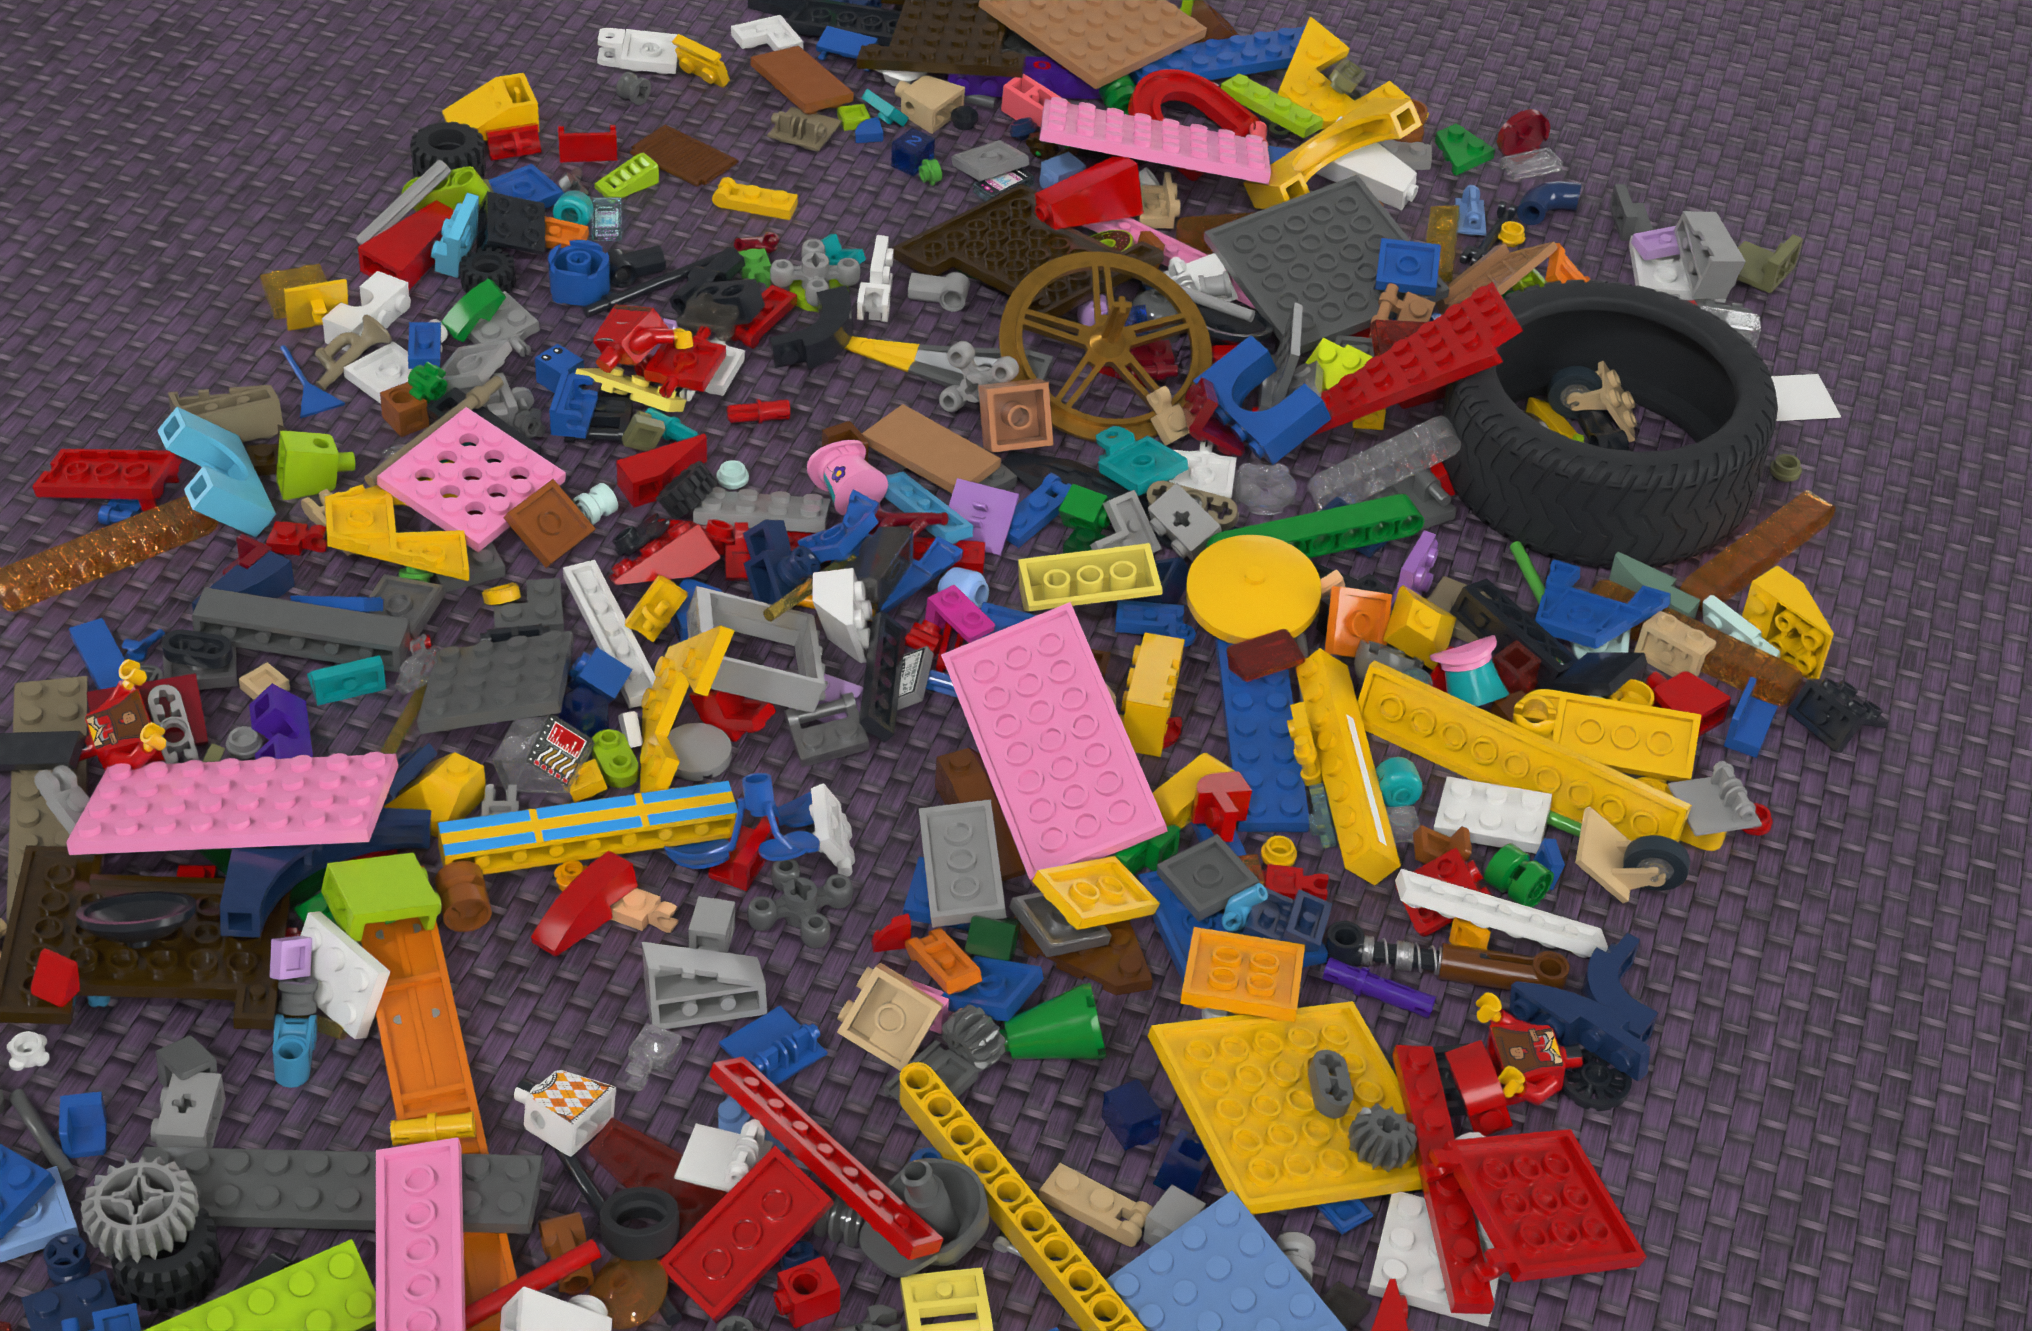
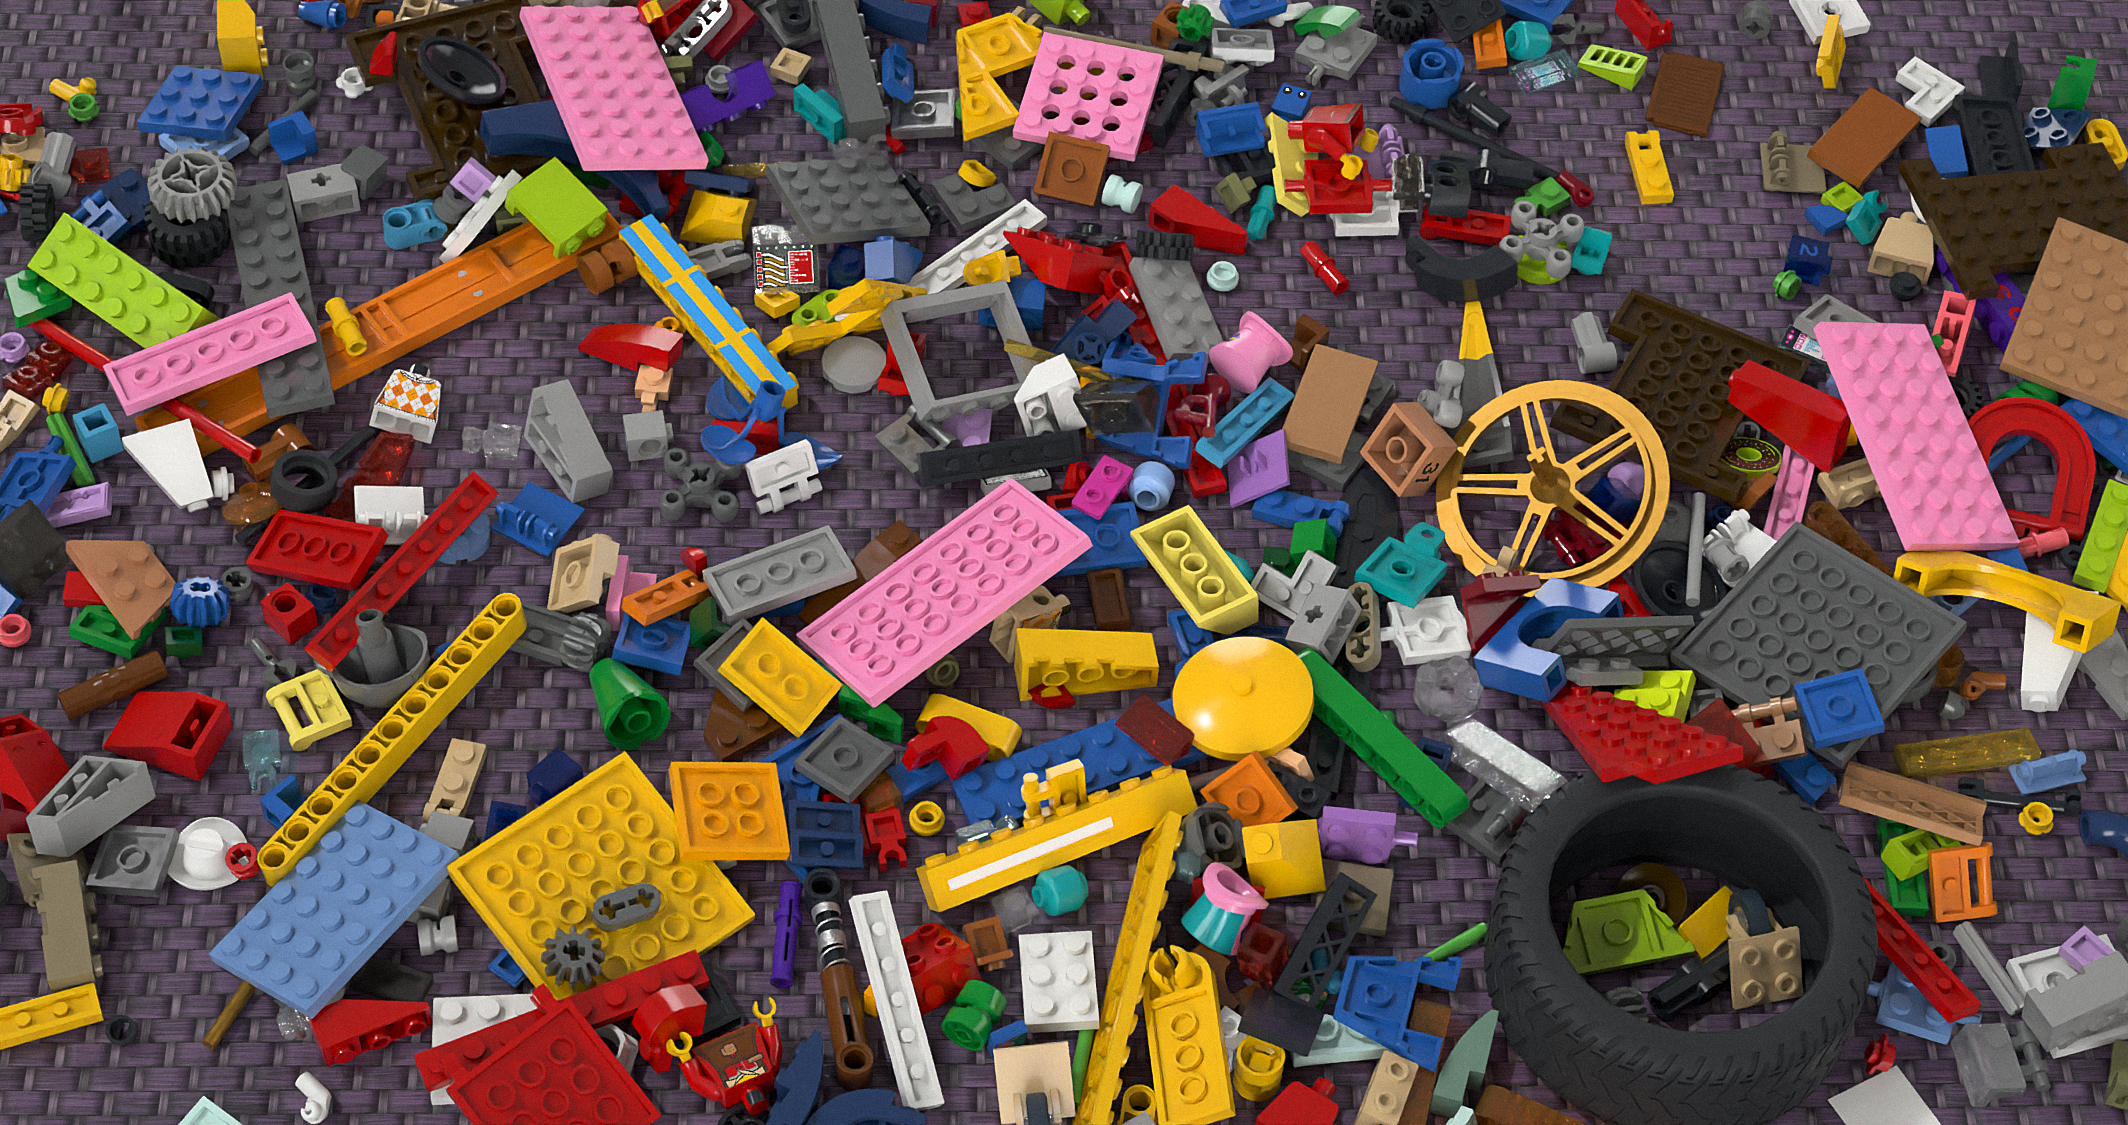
camera: 70 degrees right, 10 degrees up
(875, 296) = (1551, 289): white plate -> none
(1240, 906) = (817, 791): dark azure arm -> none

